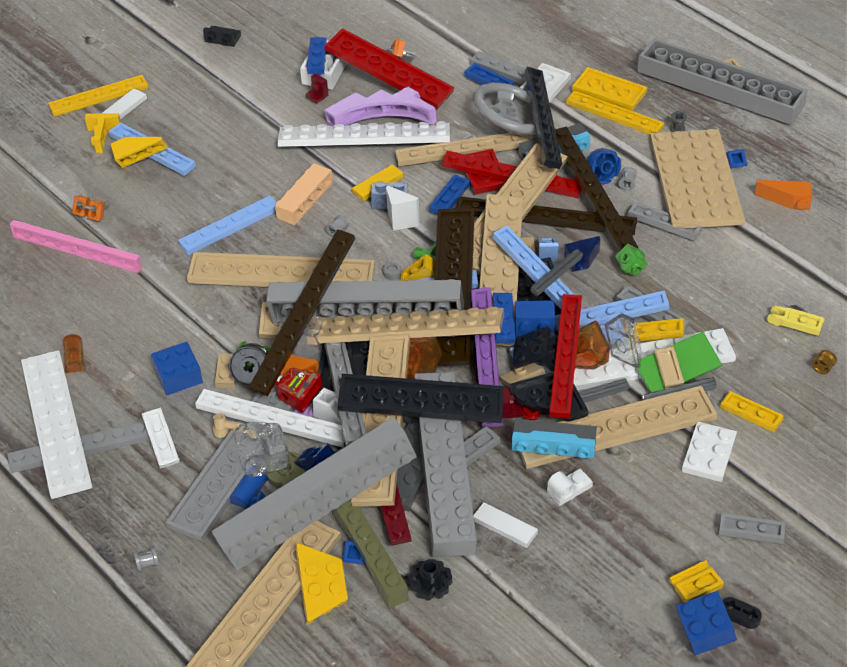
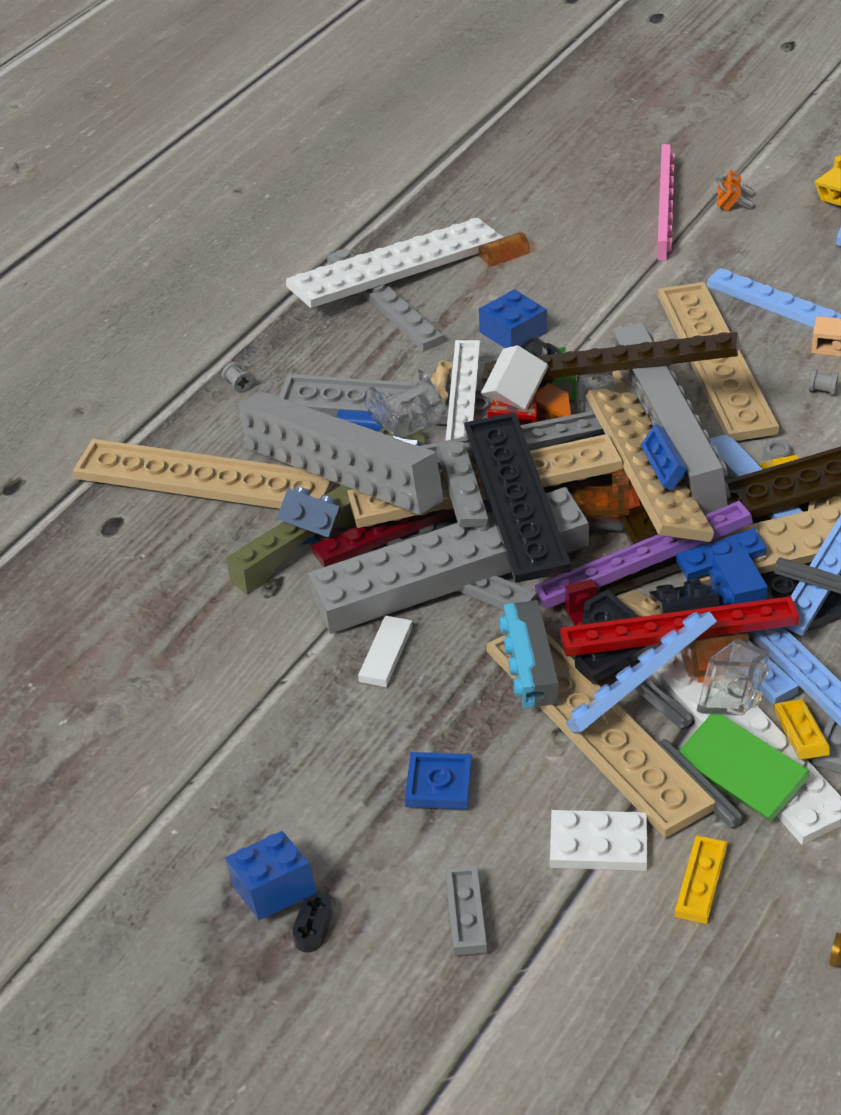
camera: 75 degrees right, 5 degrees down
(160, 438) = (405, 337): white tile -> none
(285, 371) = (515, 377): none -> white slope
(321, 582) = (240, 509): yellow wing -> none
(370, 526) = (309, 512): none -> sand blue bracket
(411, 425) = (462, 484): none -> light grey plate
(427, 308) = (663, 457): none -> blue plate
(430, 579) = (275, 599): black plant -> none
(564, 488) = (464, 693): white plate -> none
(603, 383) = (630, 677): none -> light blue plate
(640, 519) = (438, 780): none -> blue plate
(668, 367) = (724, 750): tan tile -> none
(696, 581) = (347, 861): yellow plate -> none

